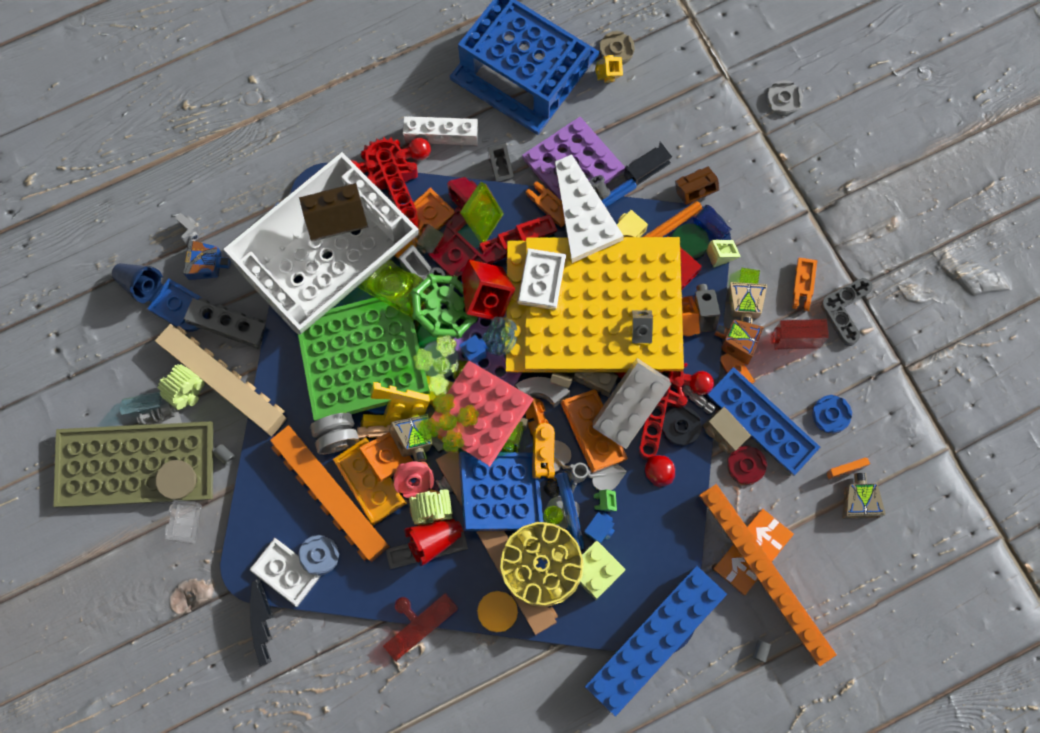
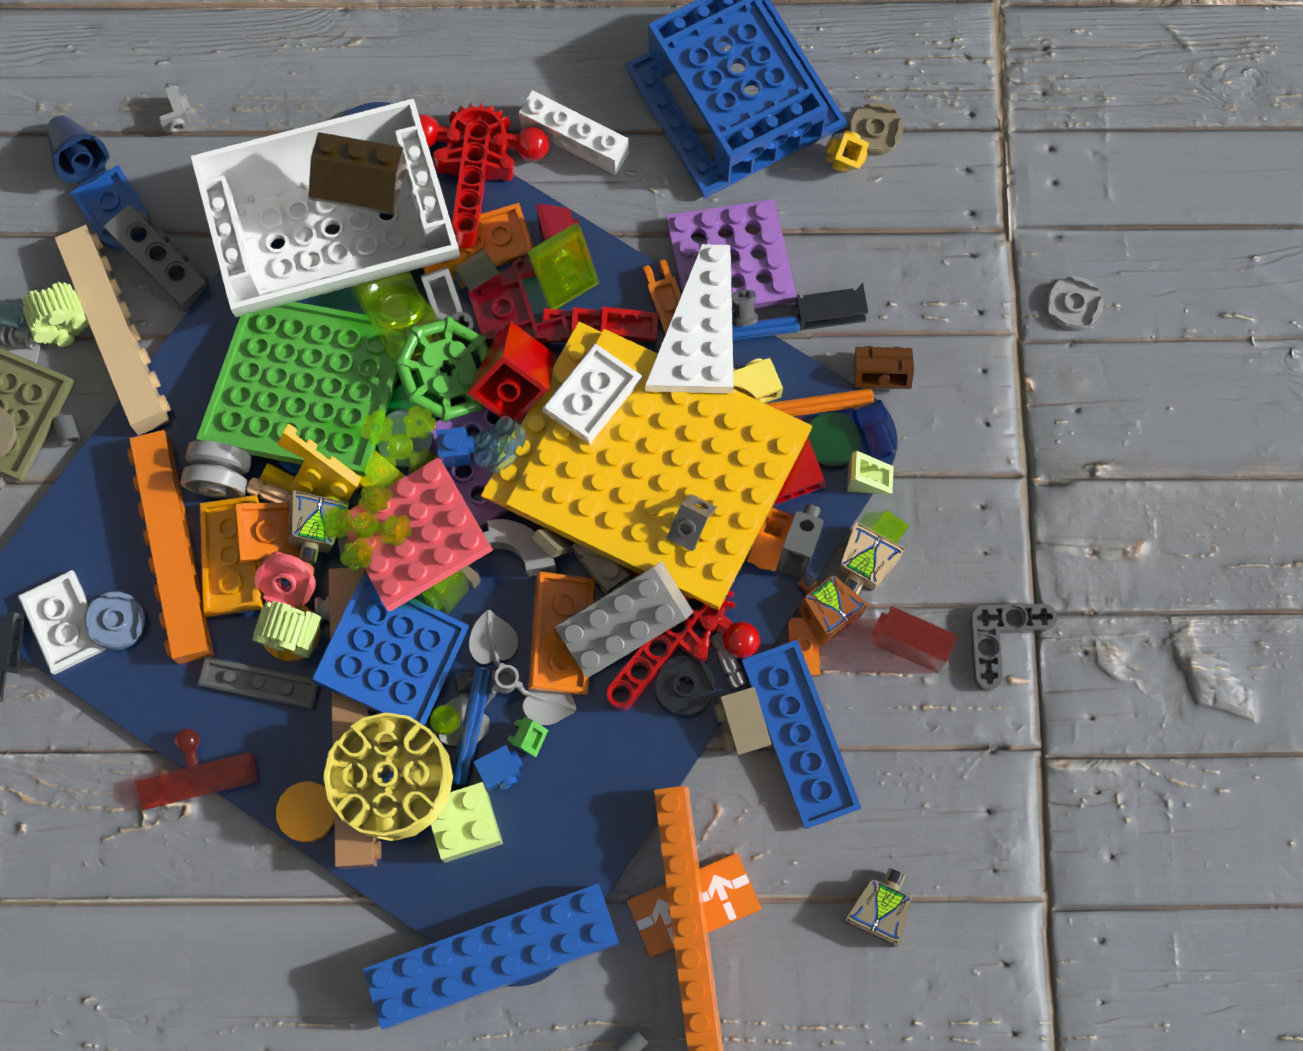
camera: 25 degrees right, 0 degrees up
(204, 261) = (169, 162): torso -> none
(432, 539) = (268, 671): red cone -> none
(500, 162) = (631, 211): dark grey slope -> none
(535, 411) = (494, 593): orange hinge -> none
(543, 451) = (477, 627): light orange plate -> none
(660, 470) = (623, 732): red hair -> none
(747, 465) = (748, 783): dark red tile -> none
(804, 282) = (963, 570): orange hinge -> none
(832, 414) = (904, 771): blue tile -> none
(848, 468) = (884, 856): orange tile -> none

